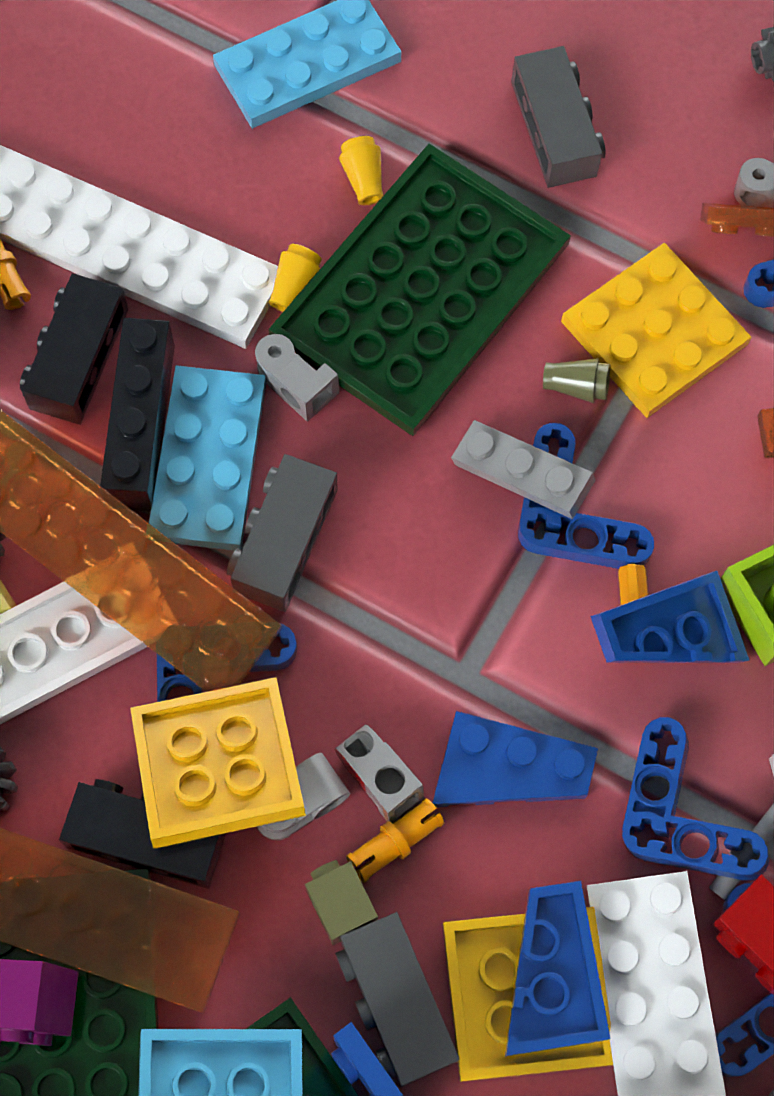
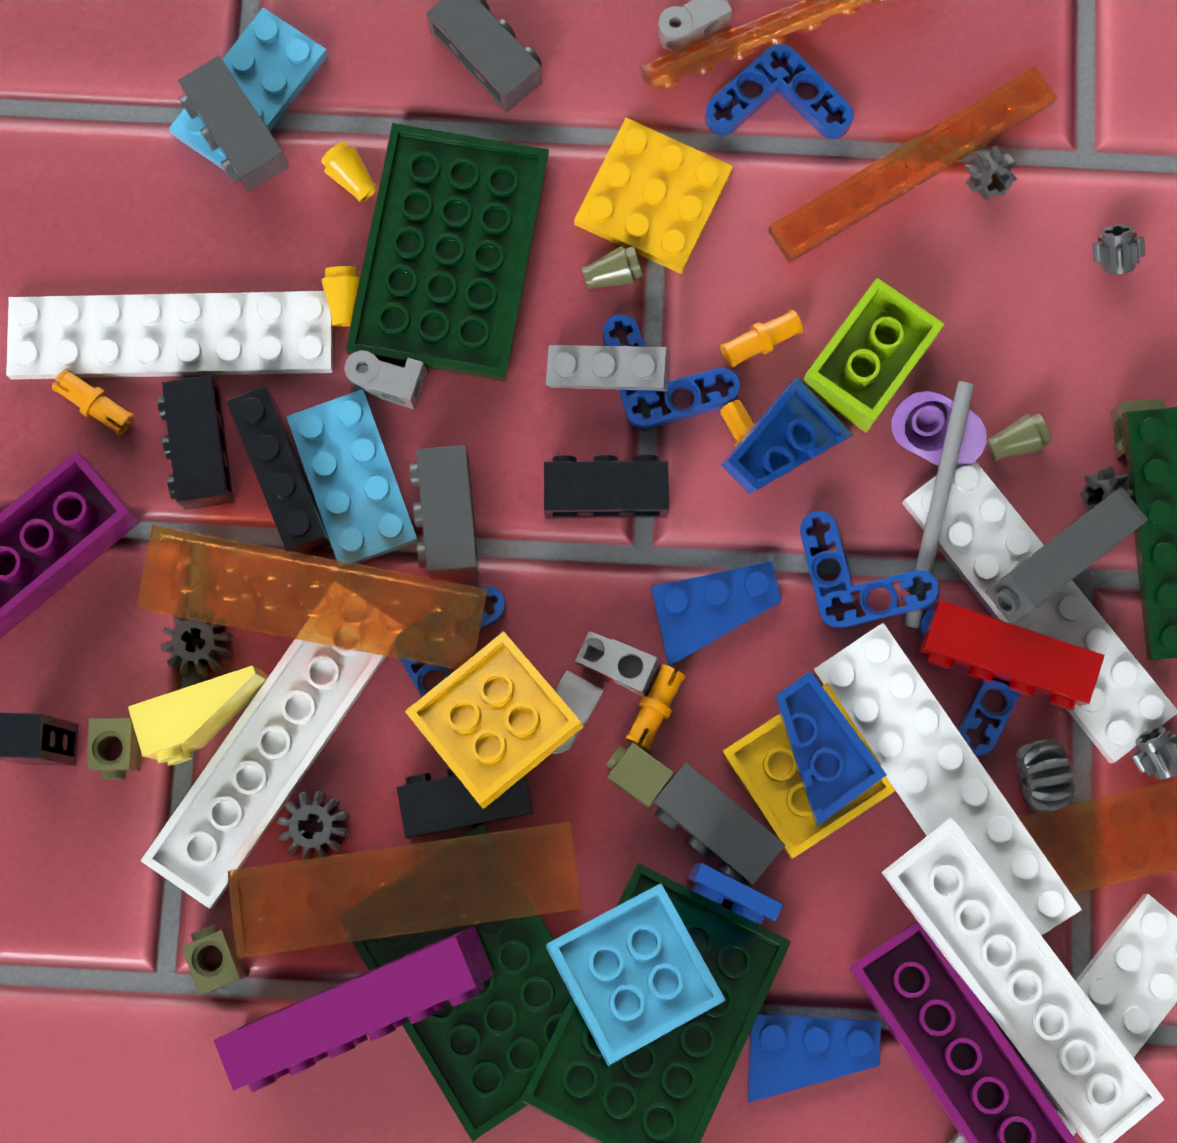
camera: 25 degrees left, 10 degrees up
(271, 72) = (231, 124): none -> dark grey brick
(459, 587) = (606, 487): none -> black brick
(698, 516) = (761, 338): none -> light orange pin

